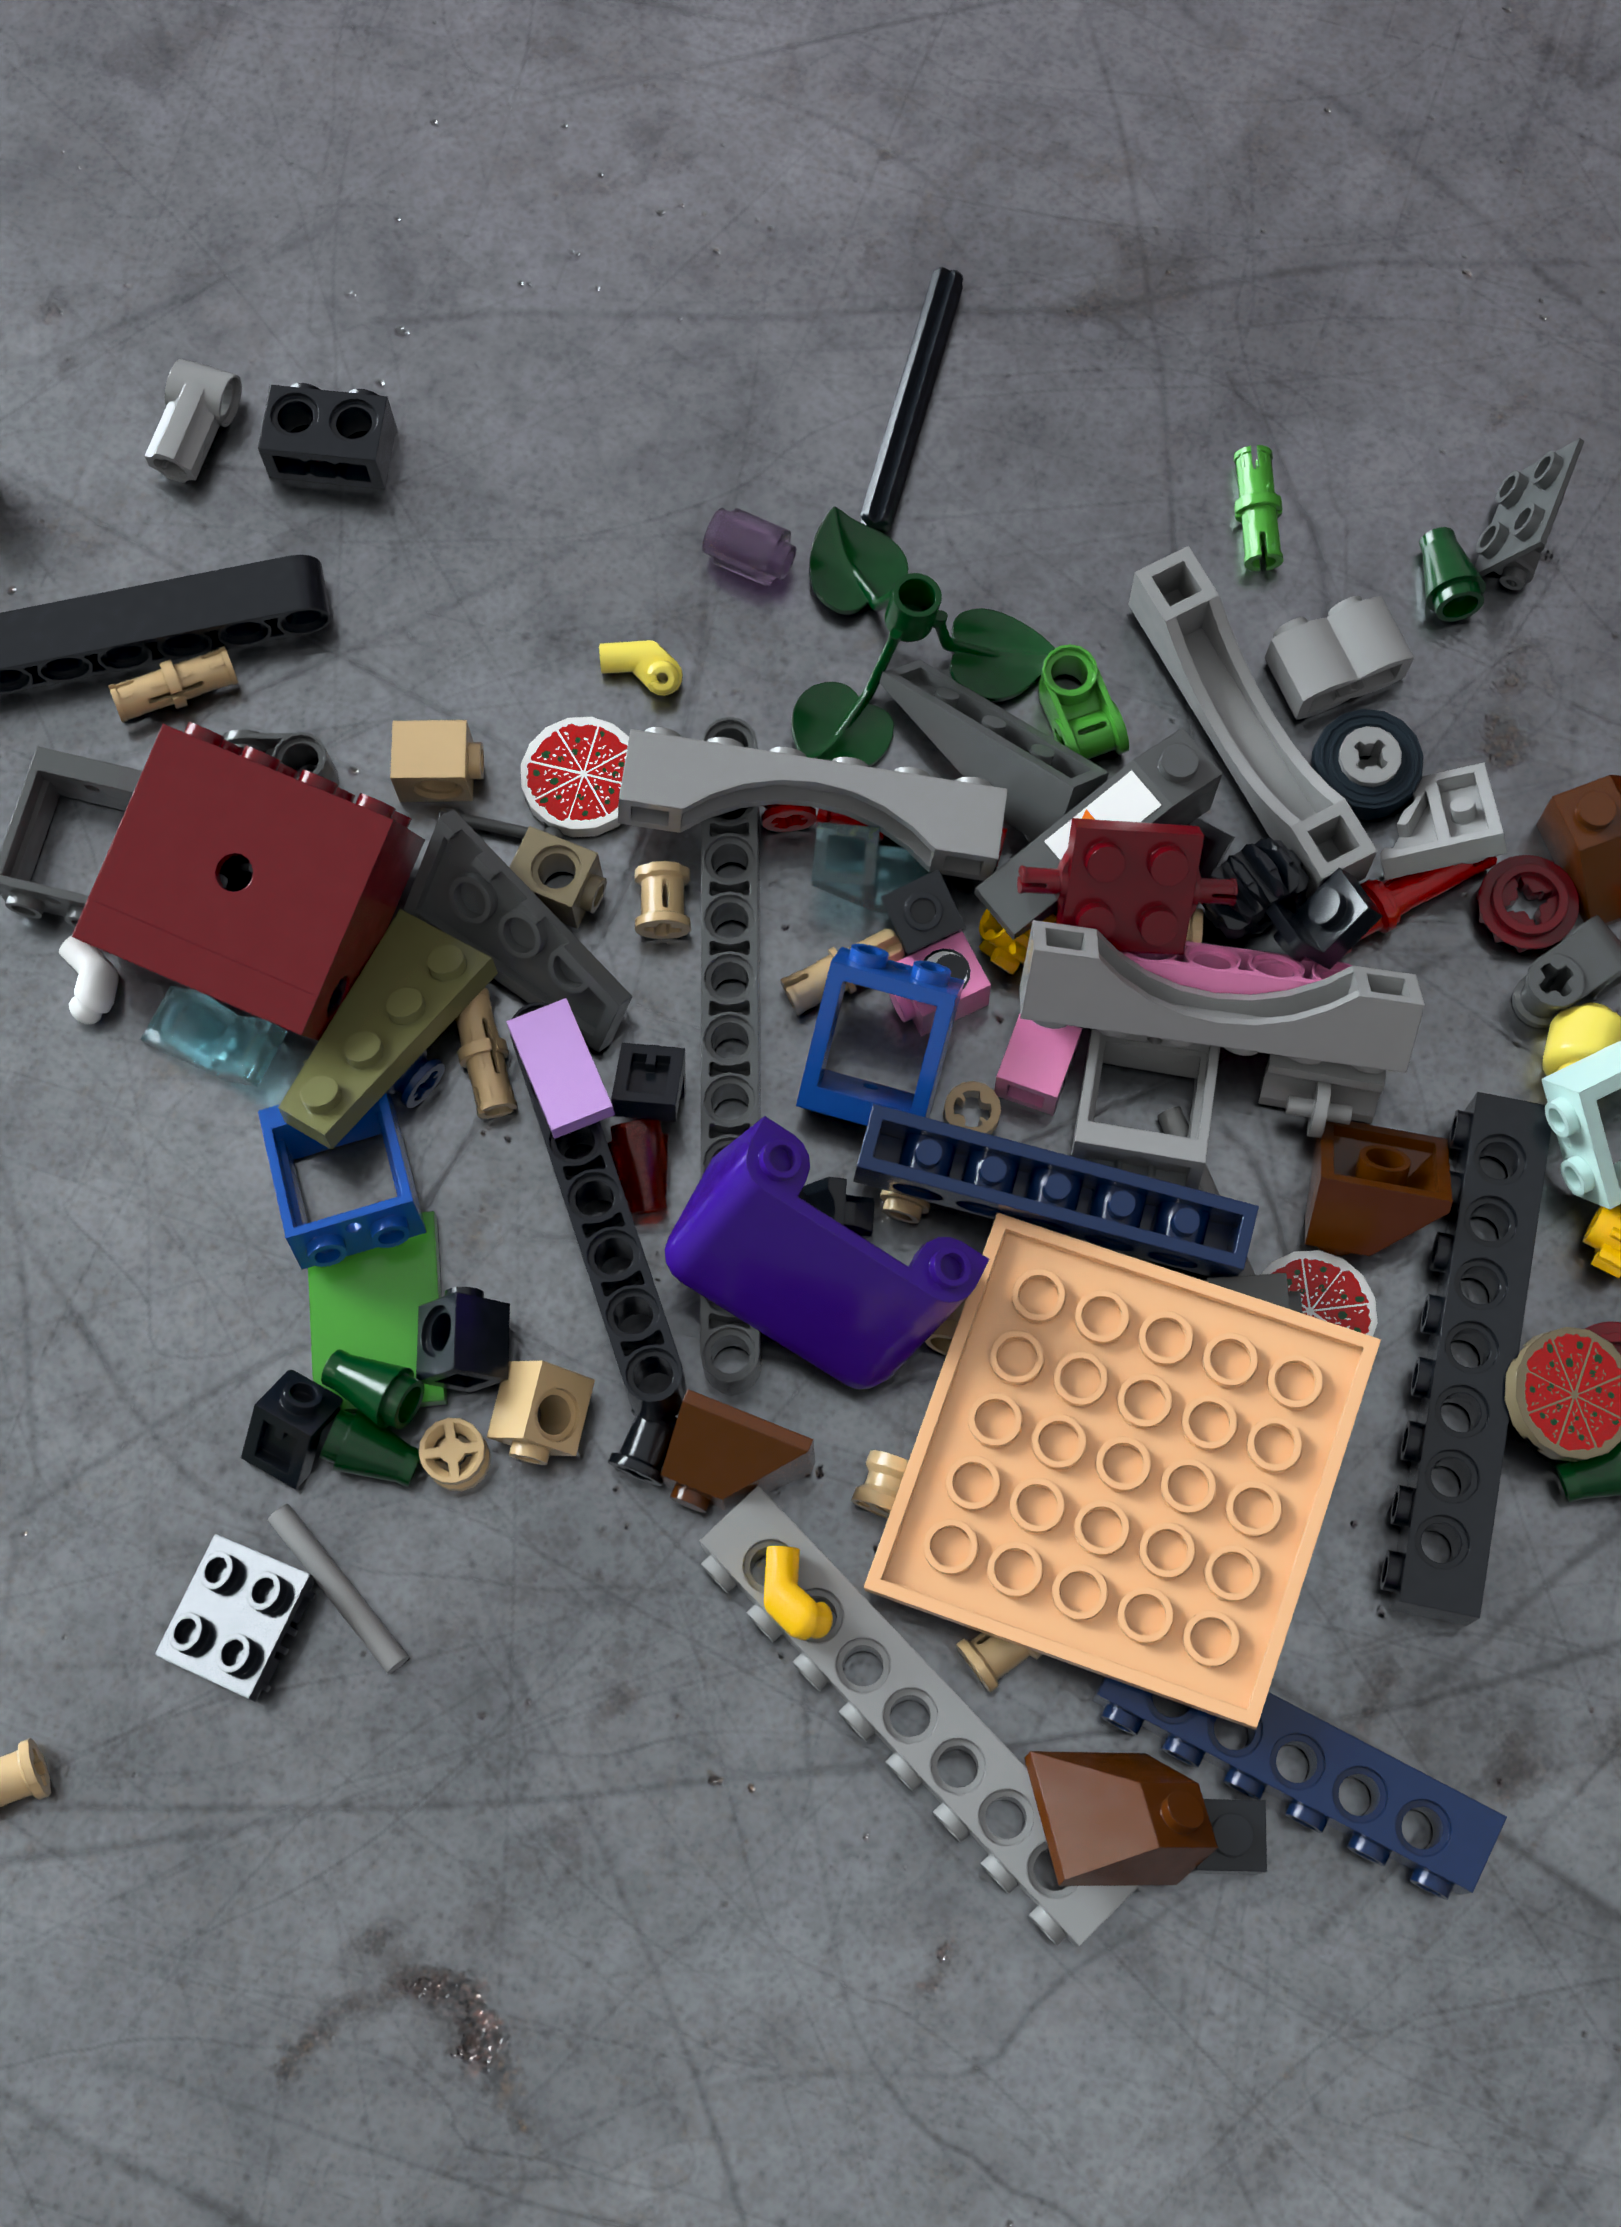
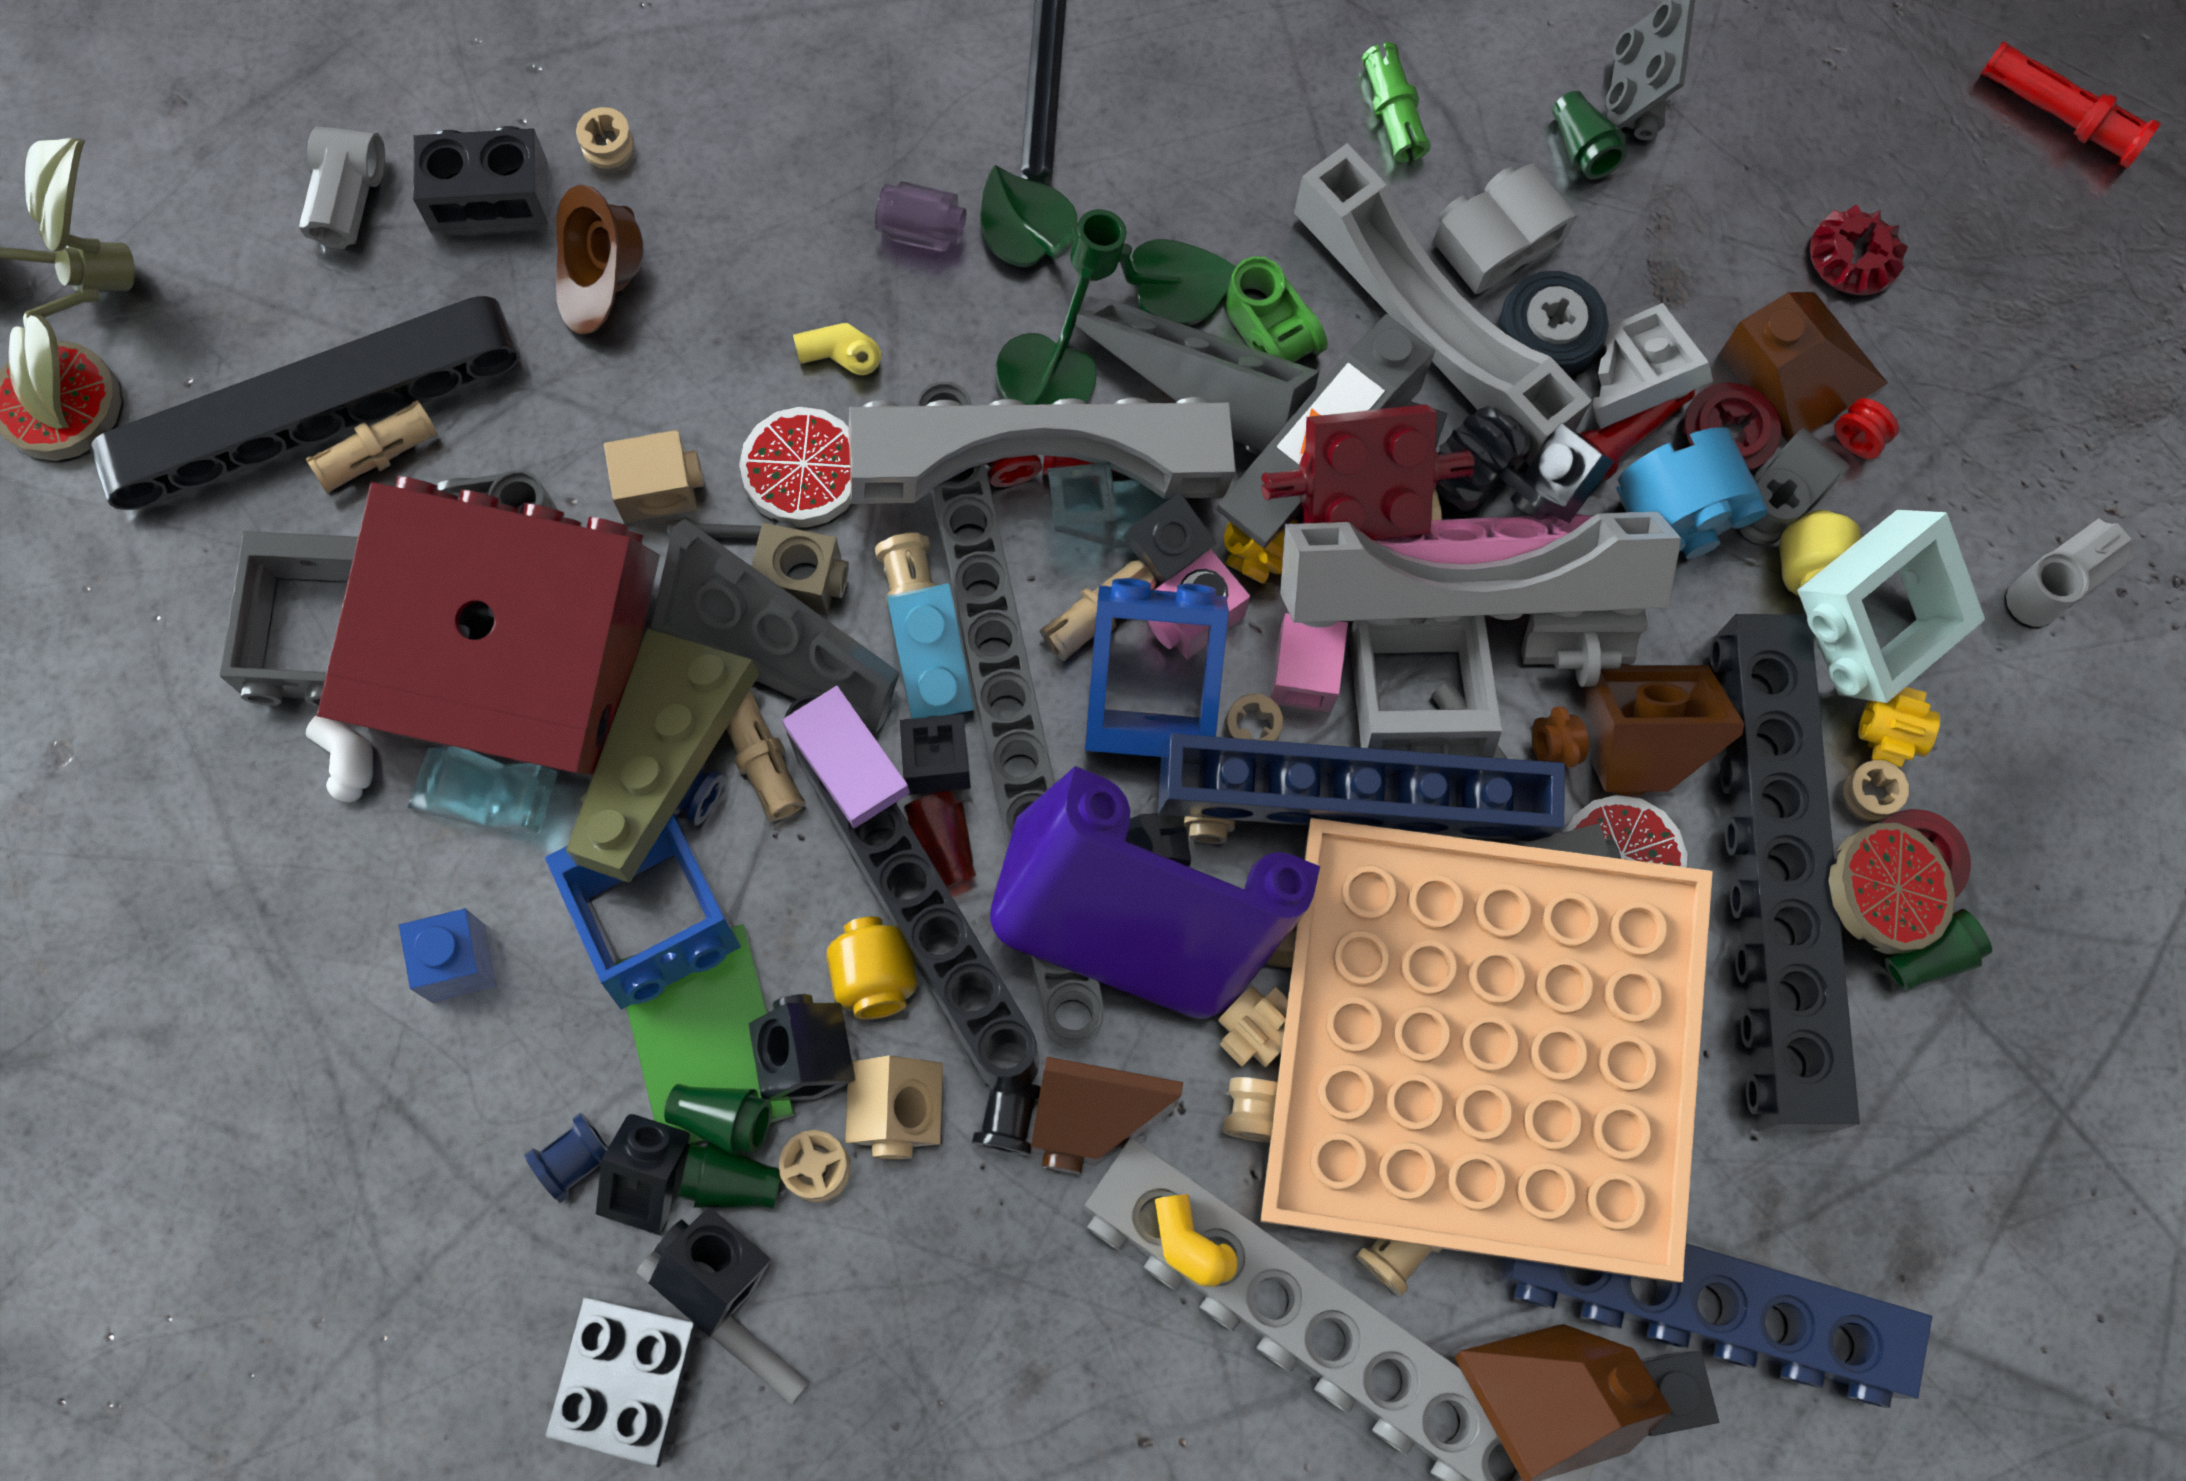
camera: 20 degrees left, 0 degrees up
(150, 1187) = (447, 955): none -> blue brick
(225, 1399) = (568, 1157): none -> dark blue bush
(331, 1553) = (700, 1294): none -> black brick
(423, 533) = (595, 257): none -> reddish brown piece
(452, 397) = (595, 123): none -> tan bush
(545, 1278) = (871, 969): none -> yellow head
(667, 982) = (930, 652): none -> medium azure plate
(902, 1404) = (1255, 1026): none -> tan gear
(1273, 1186) = (1560, 738): none -> dark orange plate
(1463, 961) = (1695, 489): none -> dark azure brick
(1600, 1282) = (1882, 775): none -> tan bush

